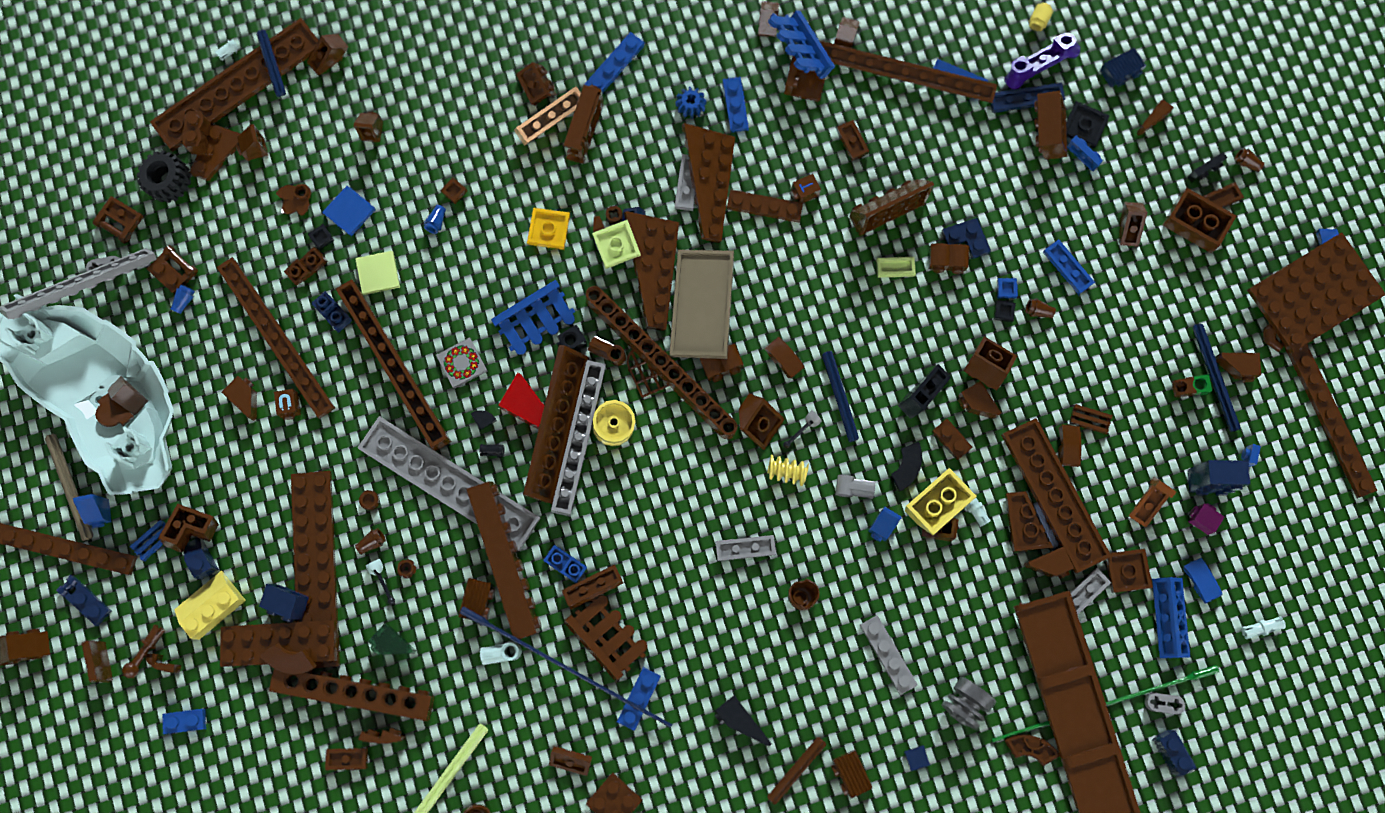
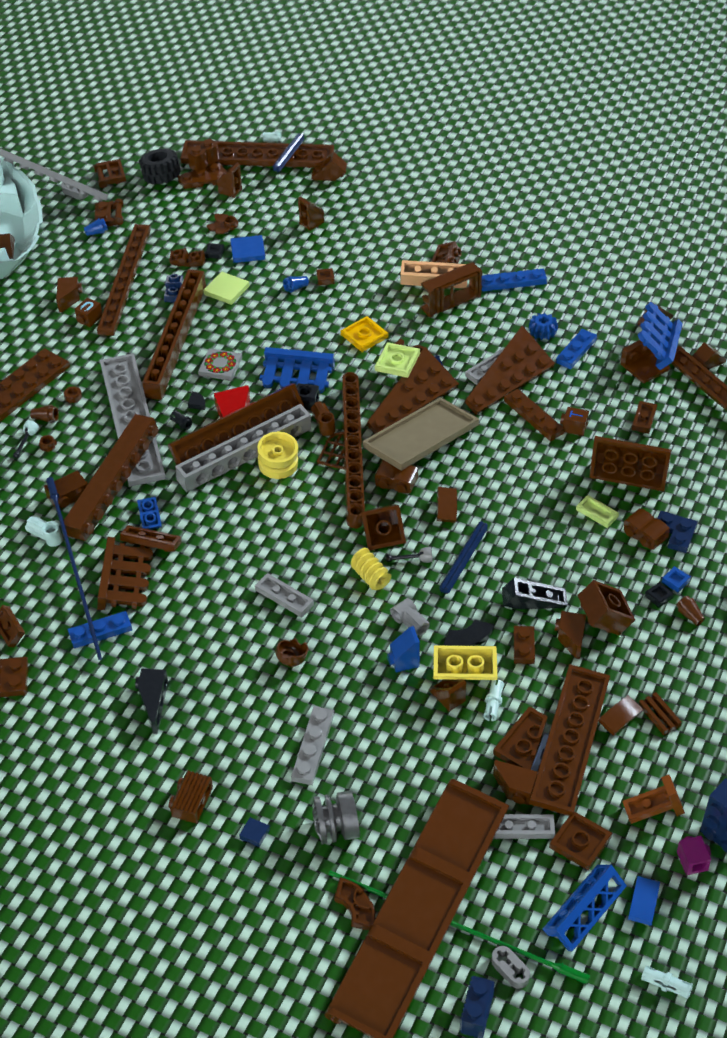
camera: 45 degrees right, 30 degrees down
(796, 770) = (153, 763): reddish brown axle -> none

